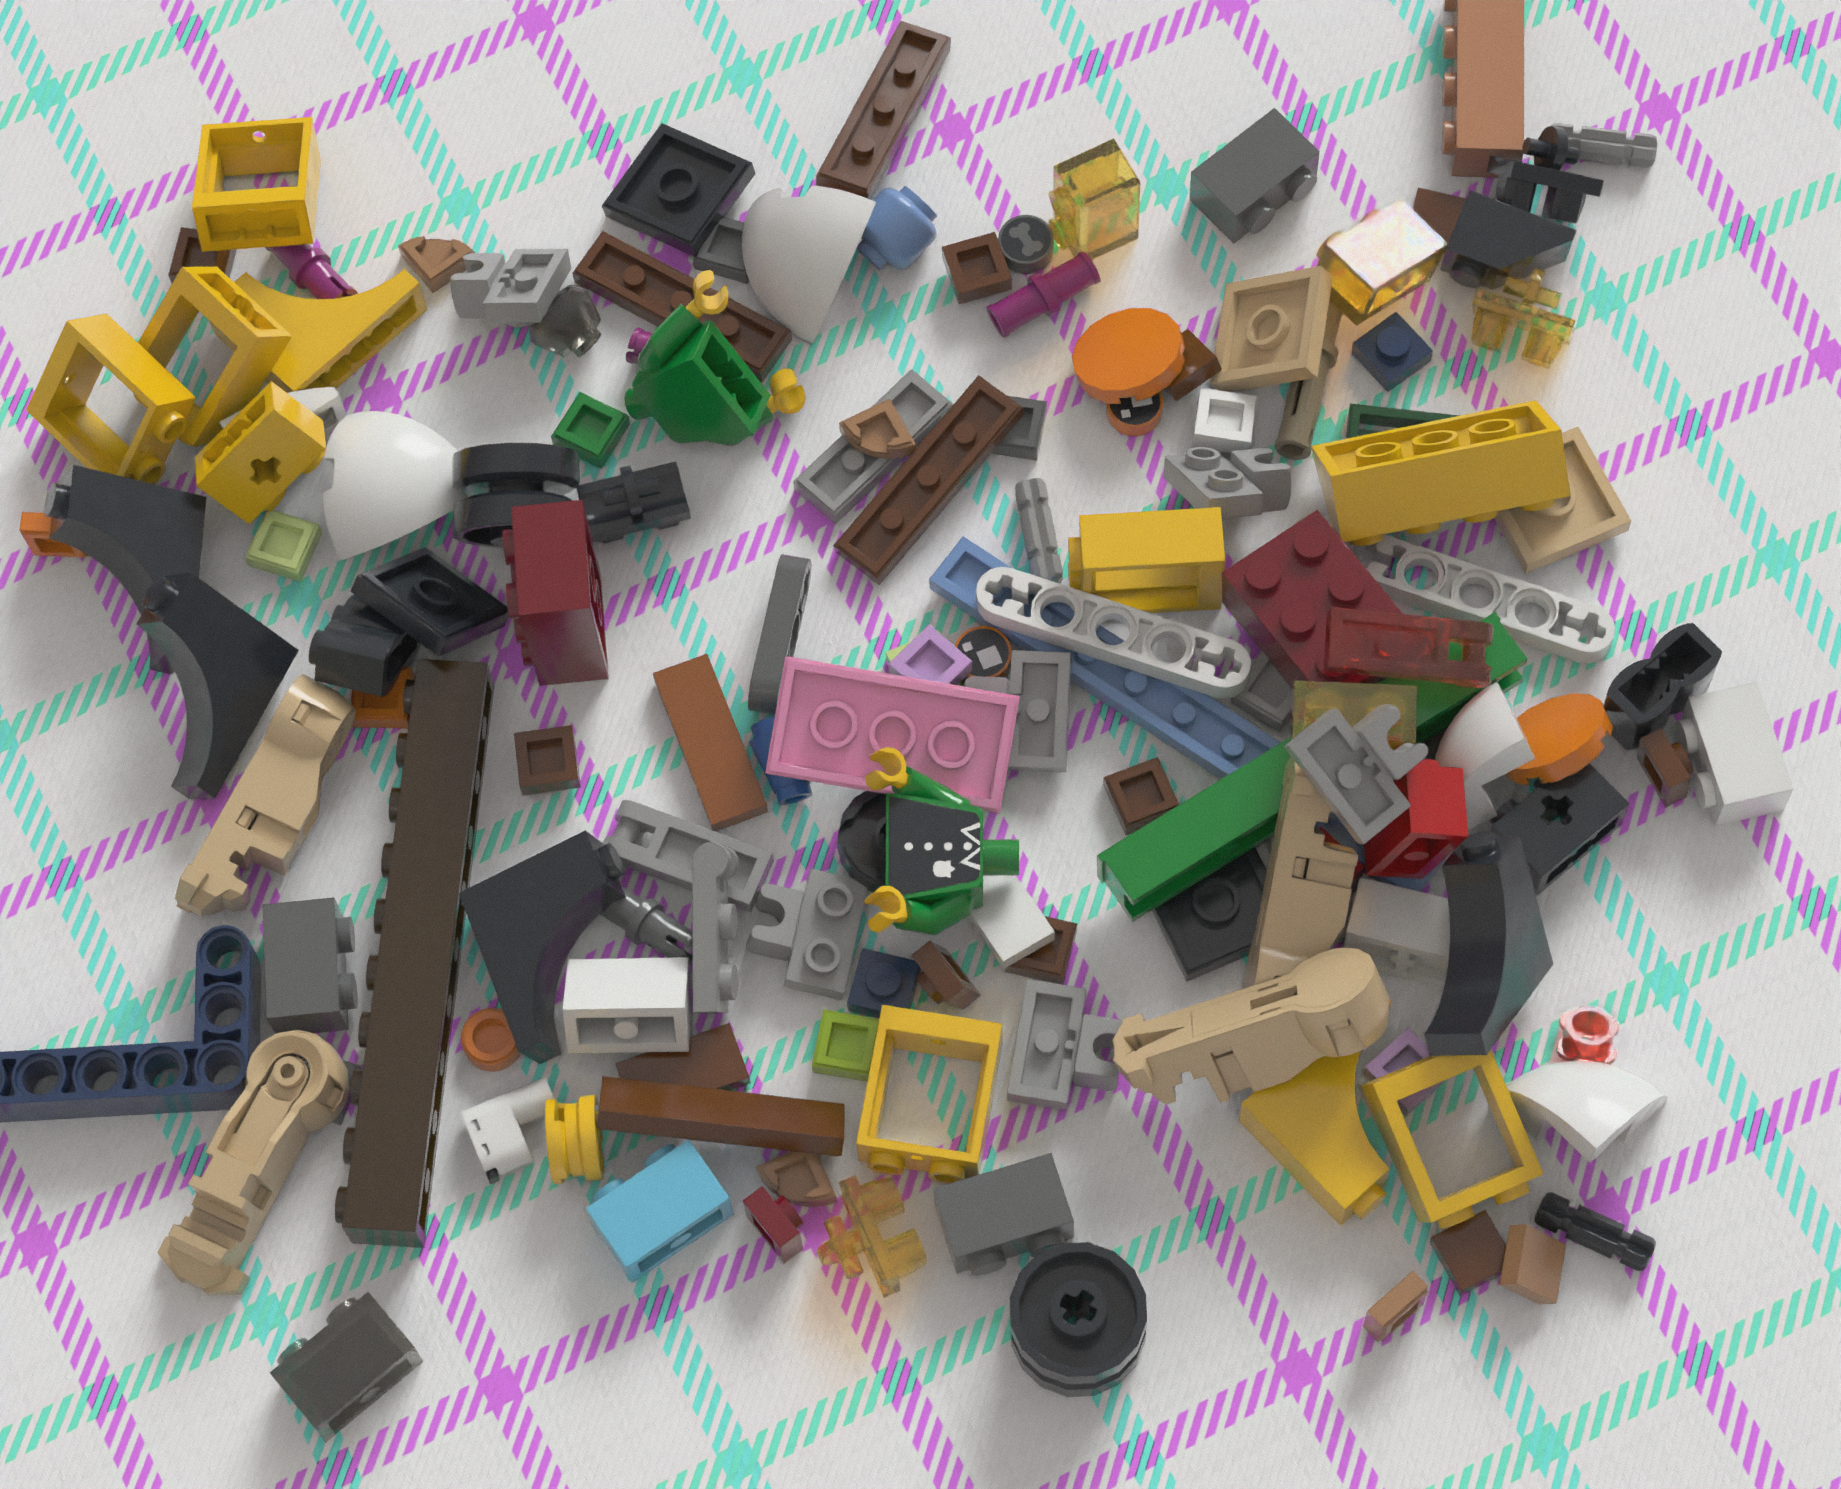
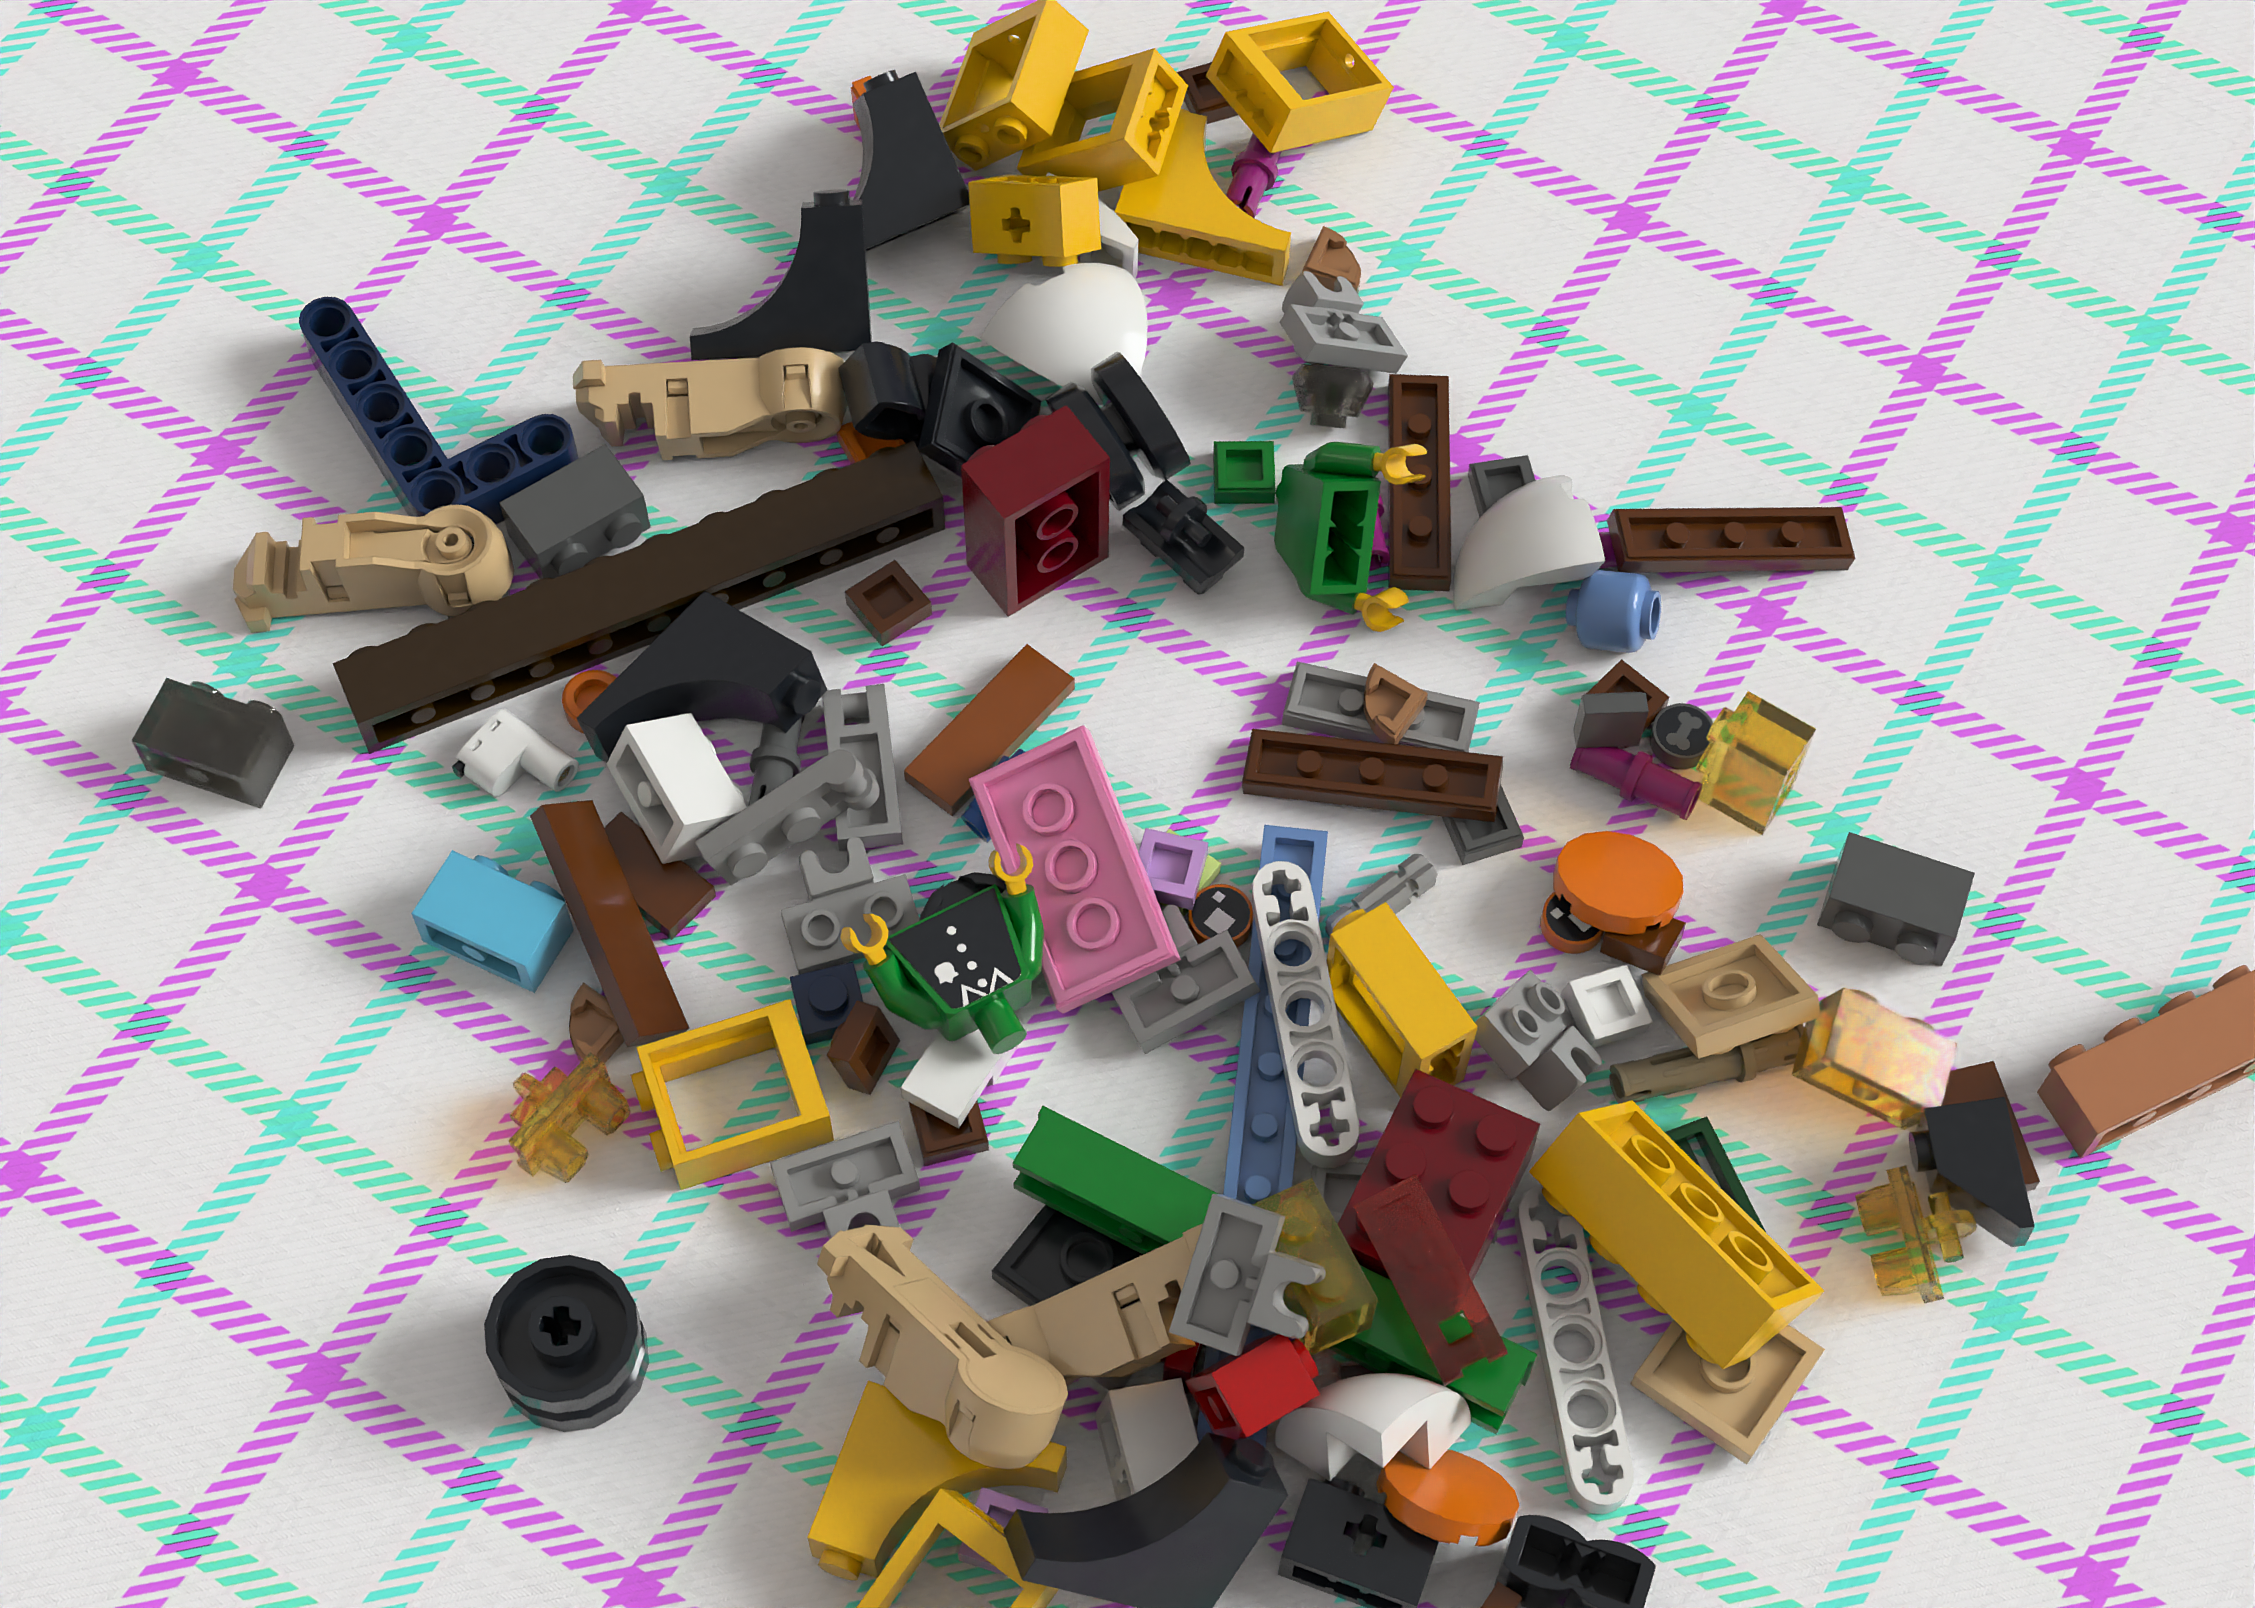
camera: 55 degrees right, 5 degrees down
(283, 545) = (974, 292): yellowish green tile -> none
(574, 1139) = (506, 808): yellow wheel -> none
(678, 189) = (1534, 415): black tile -> none
(775, 1222) = (531, 1025): dark red plate -> none
(779, 631) = (1146, 722): dark grey beam -> none
(845, 1045) = (747, 990): lime tile -> none
(1000, 279) = (1610, 719): none -> dark grey tile
(1004, 1215) = (645, 1224): dark grey brick -> none
(1140, 794) = (1162, 1131): reddish brown tile -> none
(1391, 351) = (1795, 1130): dark blue plate -> none
(1565, 190) = (2092, 1200): black hips -> none
(1612, 145) = (2173, 1219): light grey axle -> none

